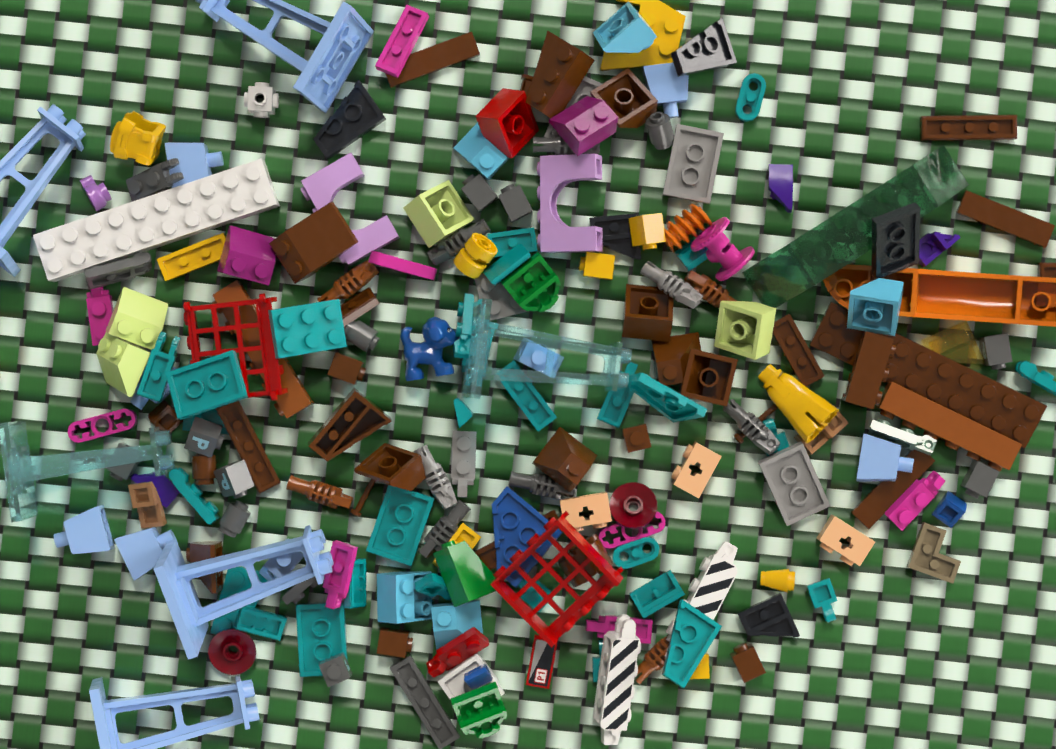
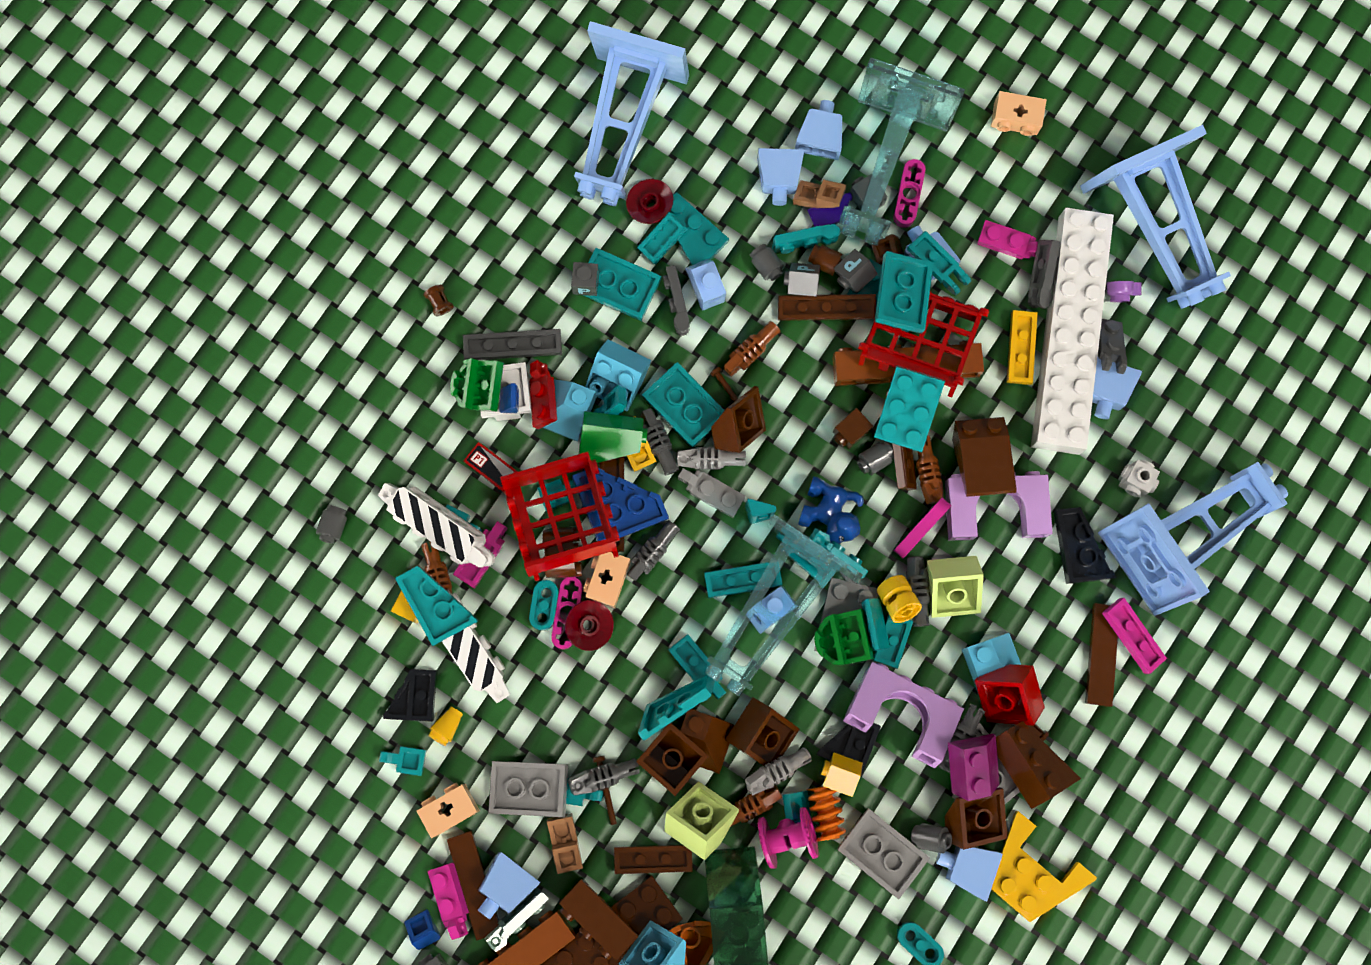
camera: 110 degrees right, 10 degrees down
(121, 363) = (960, 235): yellowish green slope -> none
(137, 139) = (1157, 349): yellow piece -> none
(137, 318) = (992, 268): yellowish green slope -> none
(182, 599) = (719, 175): light blue piece -> none
(205, 550) = (738, 219): reddish brown slope -> none
(247, 255) = (1001, 392): magenta slope -> none
(338, 581) = (670, 325): dark pink hinge -> none
(347, 425) = (800, 404): reddish brown wedge -> none
(357, 590) = (653, 337): teal plate -> none
(394, 642) = (581, 344): reddish brown brick -> none
(478, 192) = (956, 633): dark grey brick -> none
(514, 202) = (929, 662): dark grey brick -> none
(565, 459) = (665, 584): reddish brown slope -> none
(597, 265) = (831, 709): yellow brick -> none
(625, 32) = (1043, 854): medium azure slope -> none
(636, 437) = (650, 661): reddish brown brick -> none
(657, 593) = (495, 604): teal hinge -> none
(705, 51) = (987, 922): wing -> none
(707, 462) = (578, 695): light nougat brick -> none
(747, 662) = (386, 655): reddish brown brick -> none
(781, 184) = (821, 930): dark purple slope -> none
(798, 403) = (597, 835): yellow piece -> none
(926, 555) = (391, 882): dark tan plate -> none

